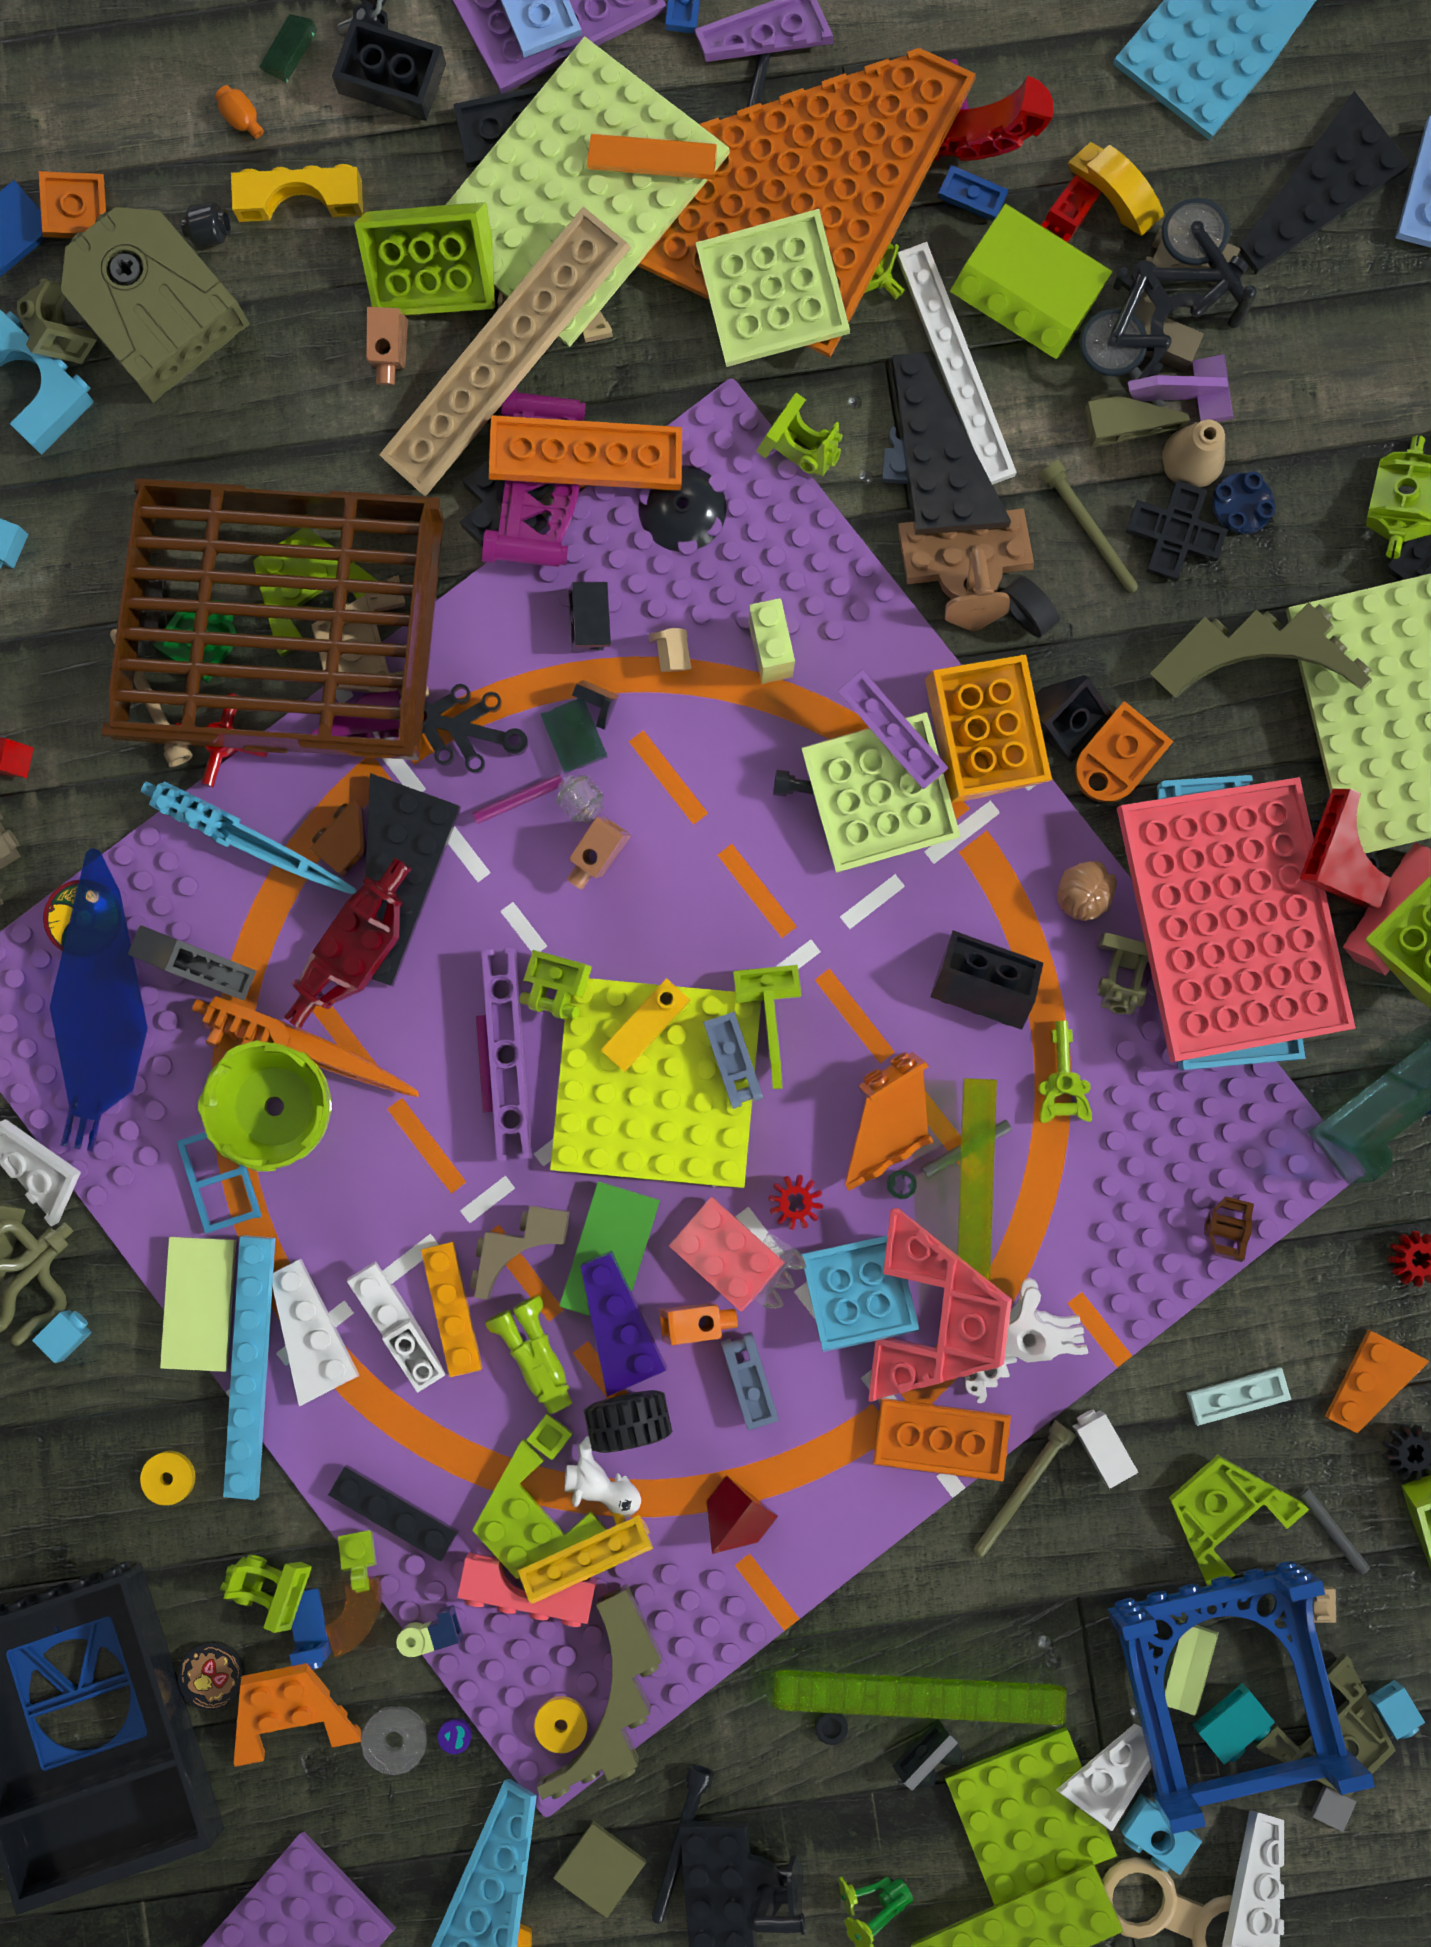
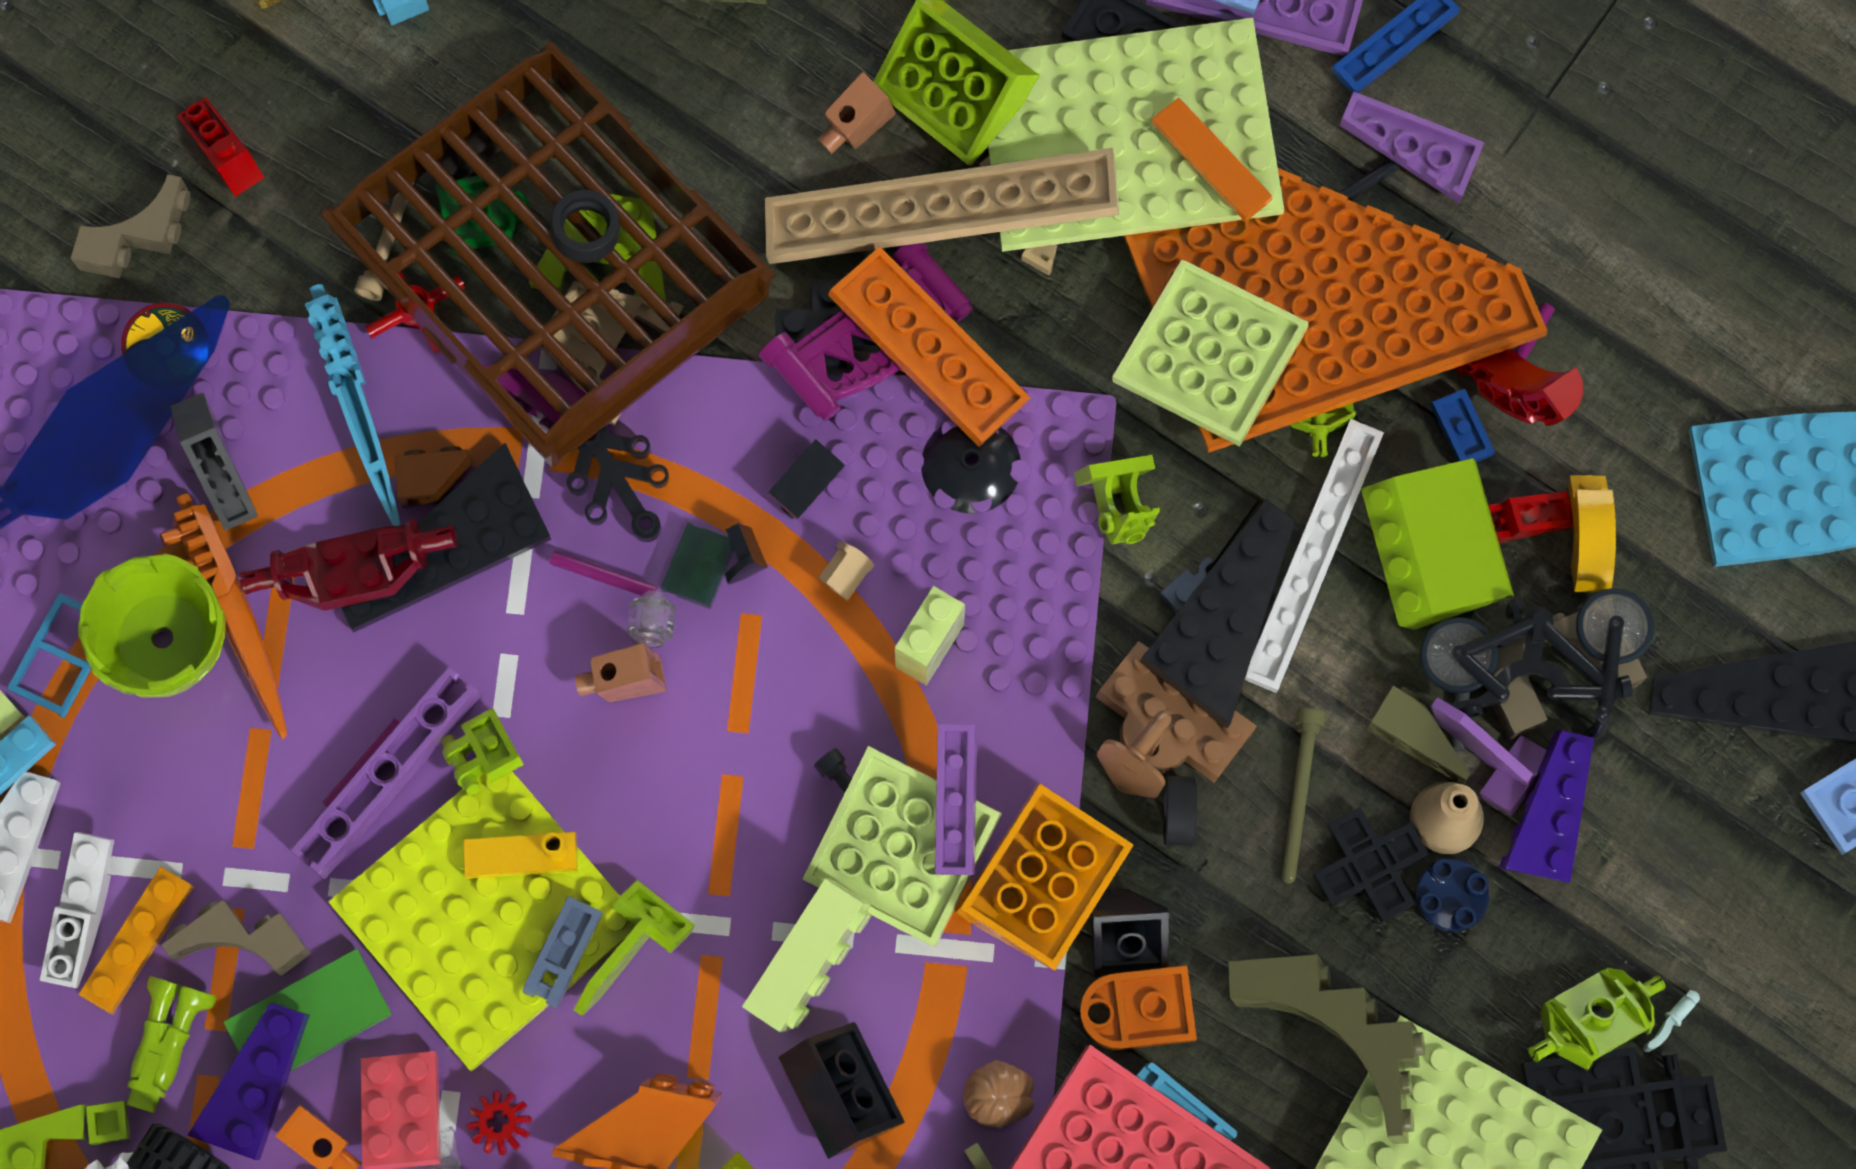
camera: 40 degrees right, 10 degrees down
(281, 556) = (590, 201): none -> black tyre
(891, 916) = (807, 955): none -> yellowish green brick
(1266, 402) = (1550, 826): none -> dark purple wing

